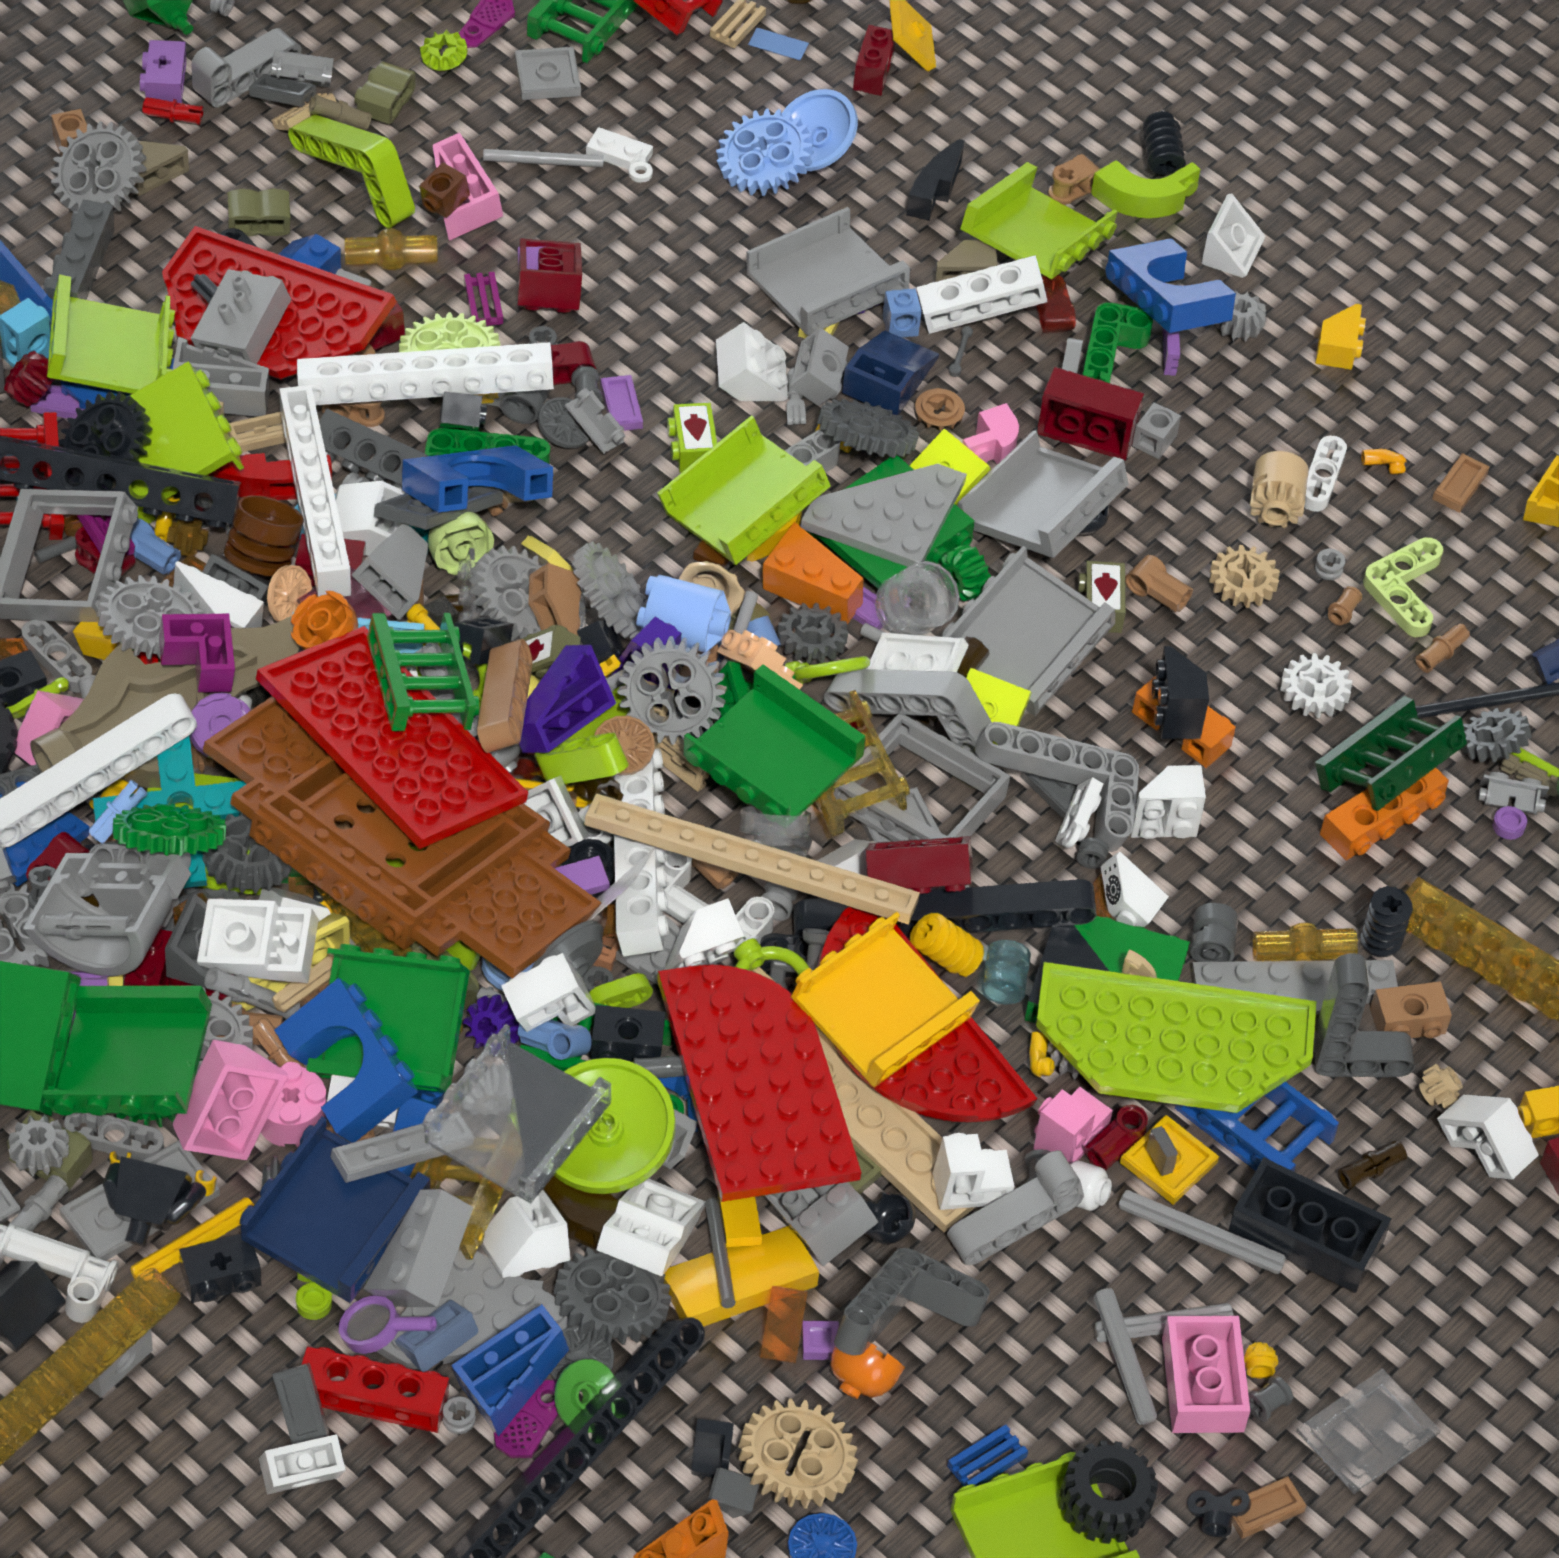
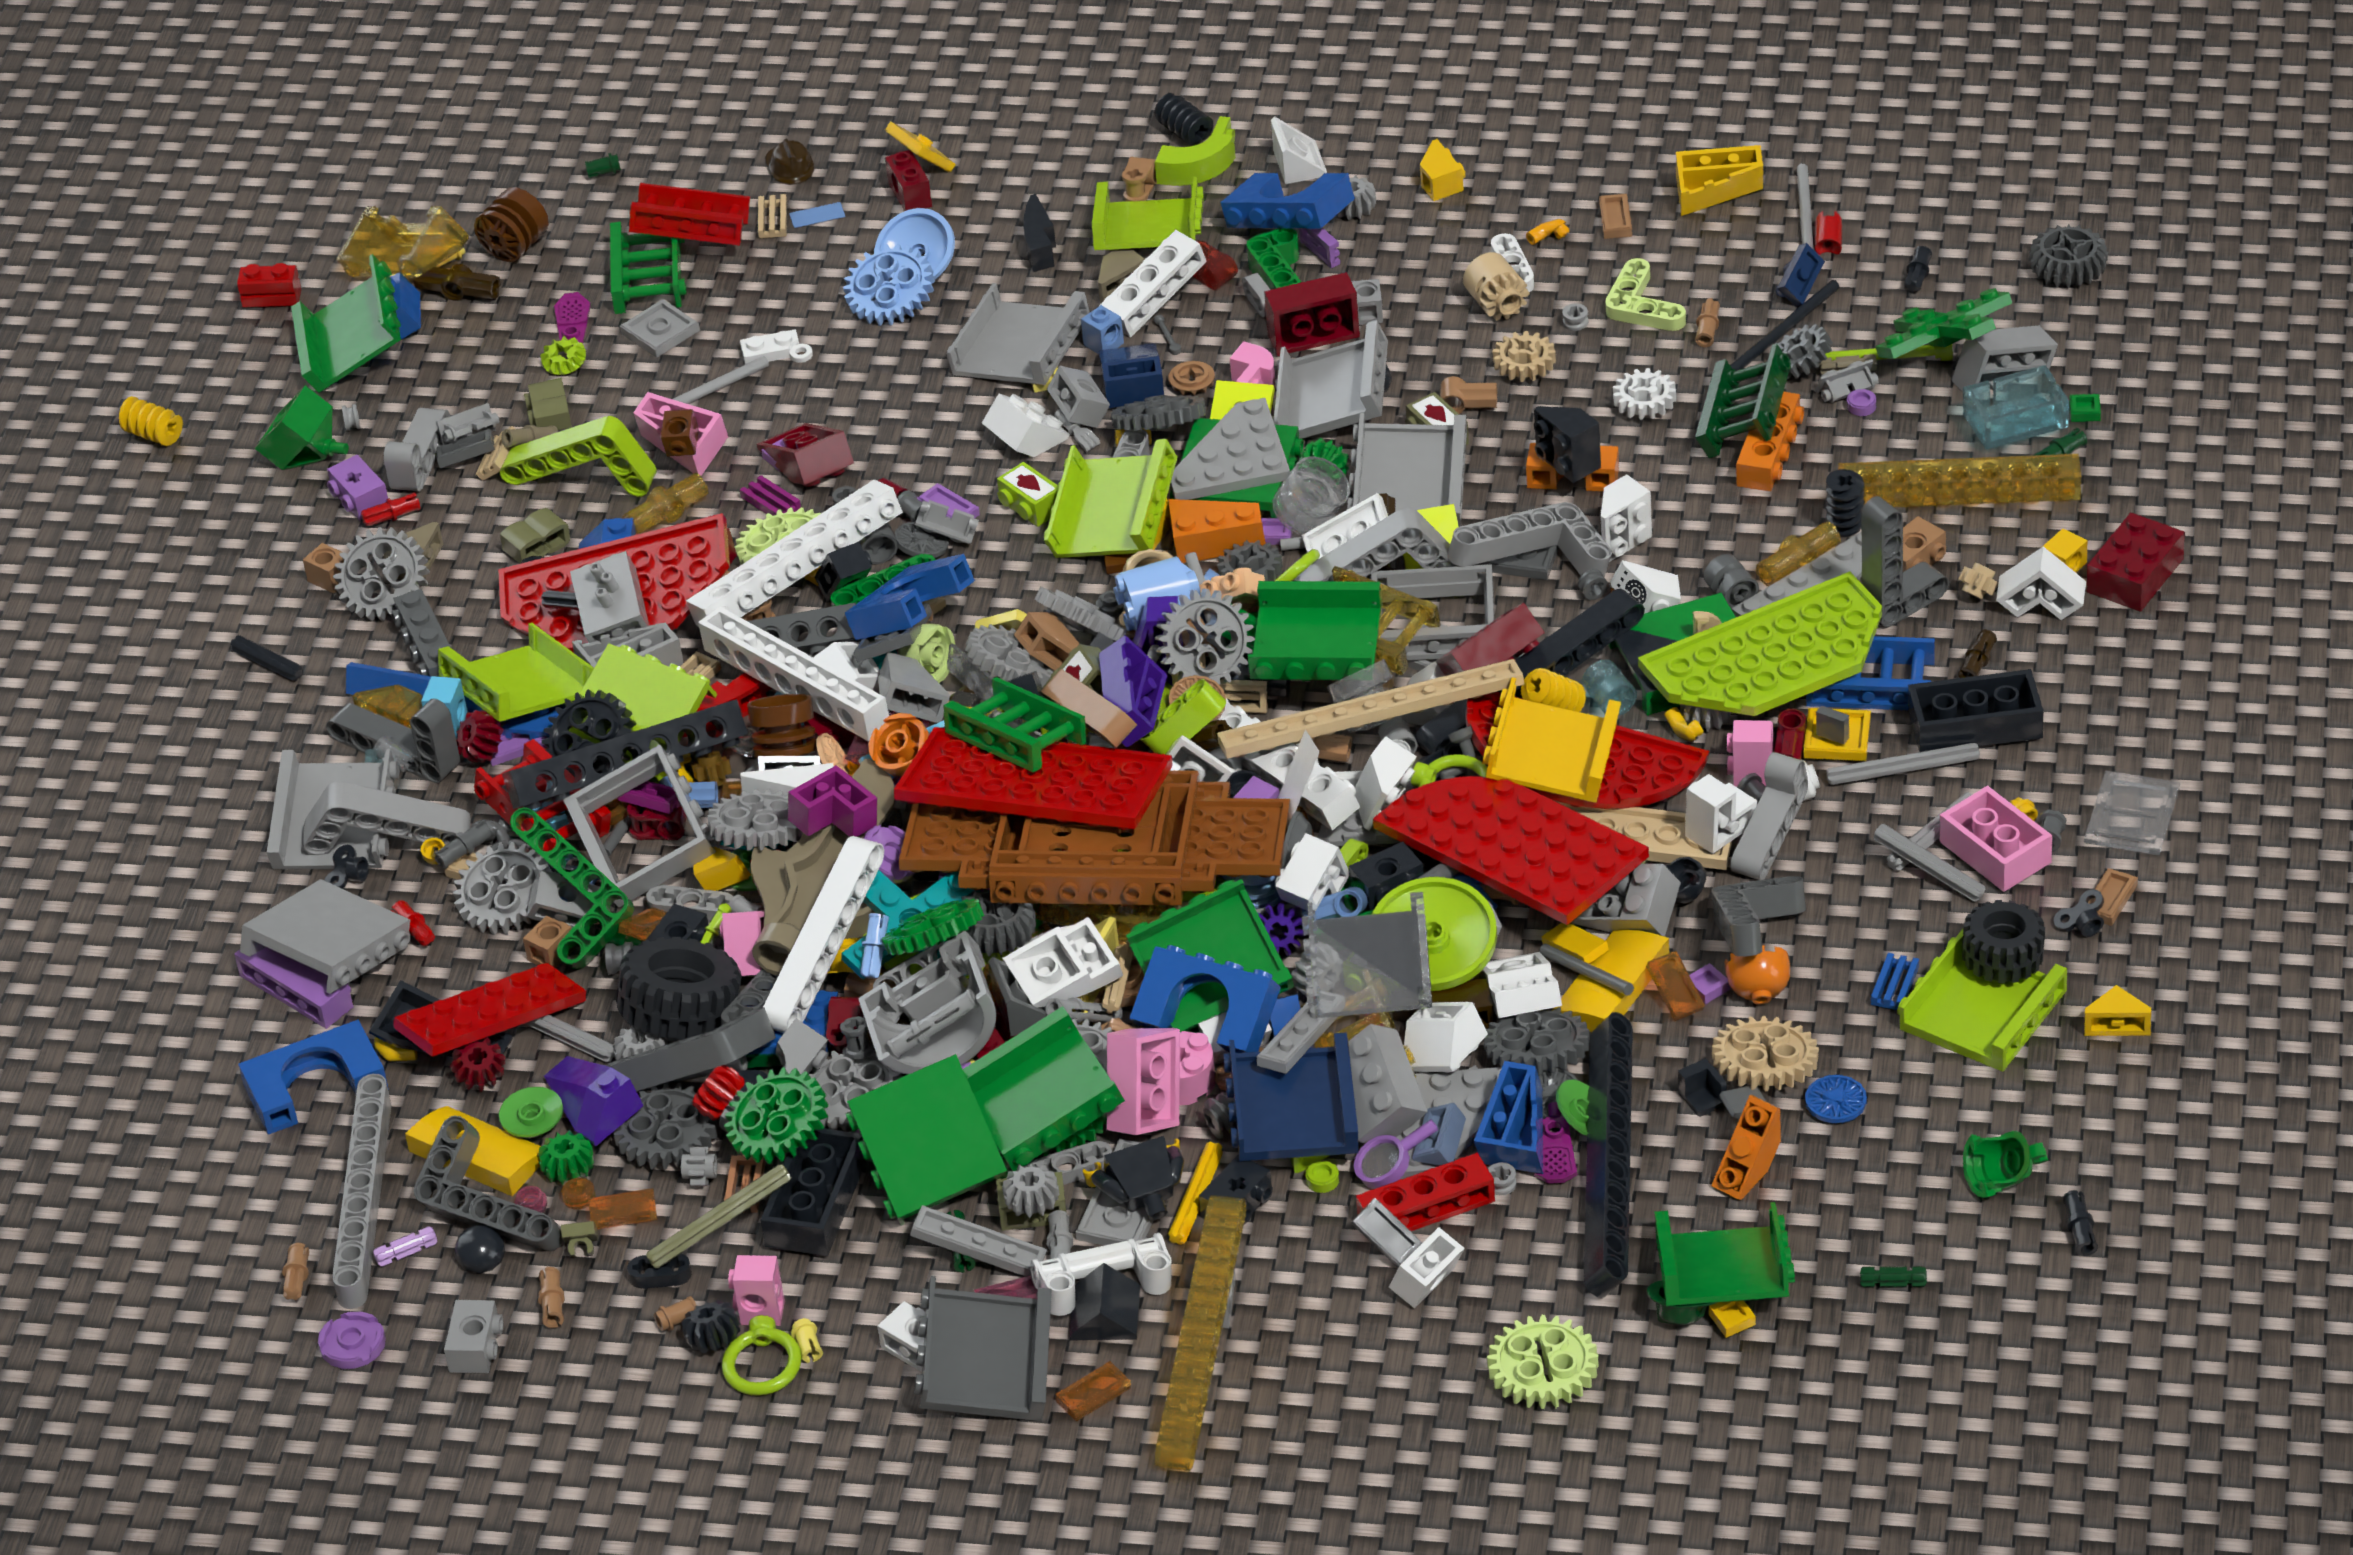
camera: 25 degrees left, 10 degrees down
(1083, 804) = (1560, 563): white hinge -> none
(1341, 610) = (1613, 338): medium nougat pin -> none

